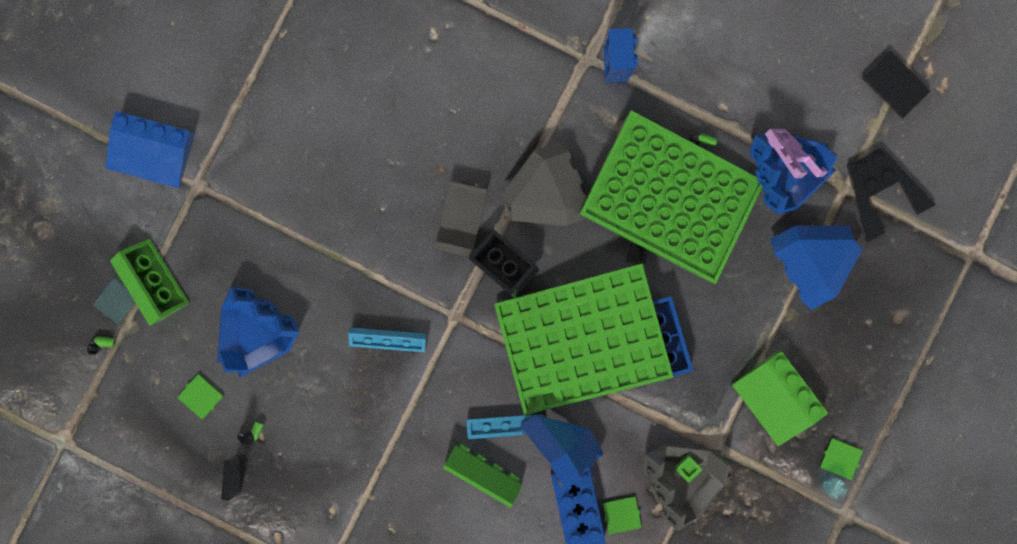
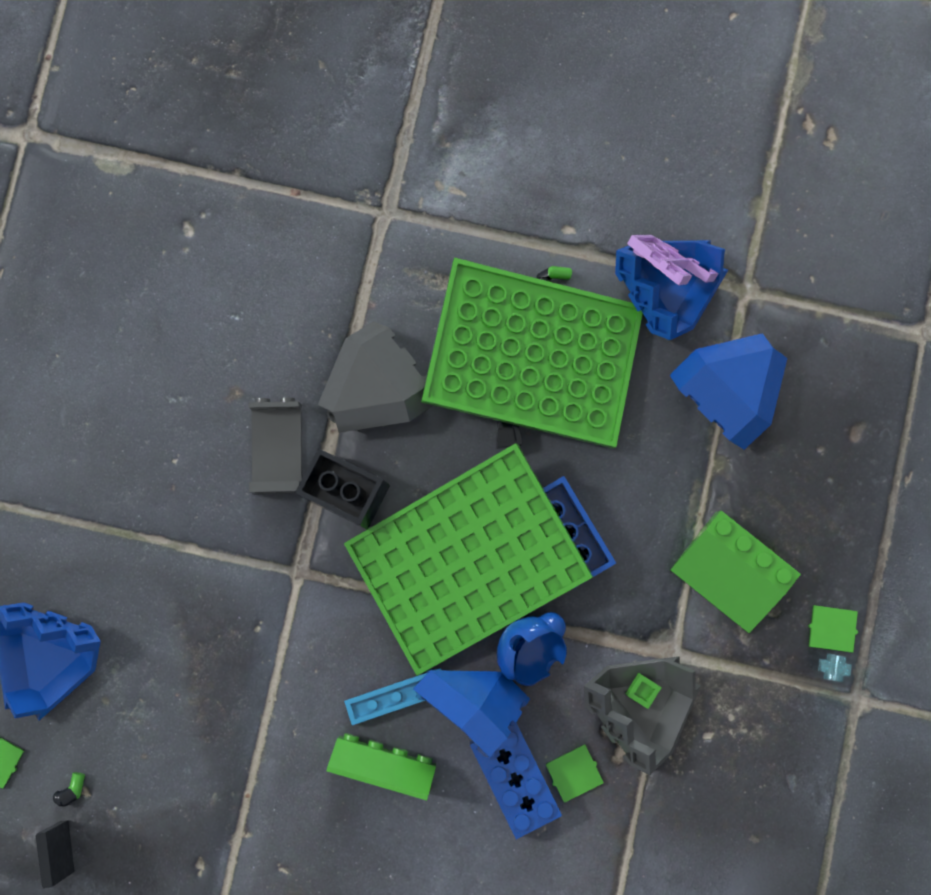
camera: 20 degrees left, 5 degrees down
(387, 340) = (218, 624): dark azure plate -> none
(614, 416) = (531, 647): none -> blue piece
(619, 55) = (422, 192): blue brick -> none
(874, 175) = (776, 265): black wing -> none
(896, 84) = (773, 149): black tile -> none

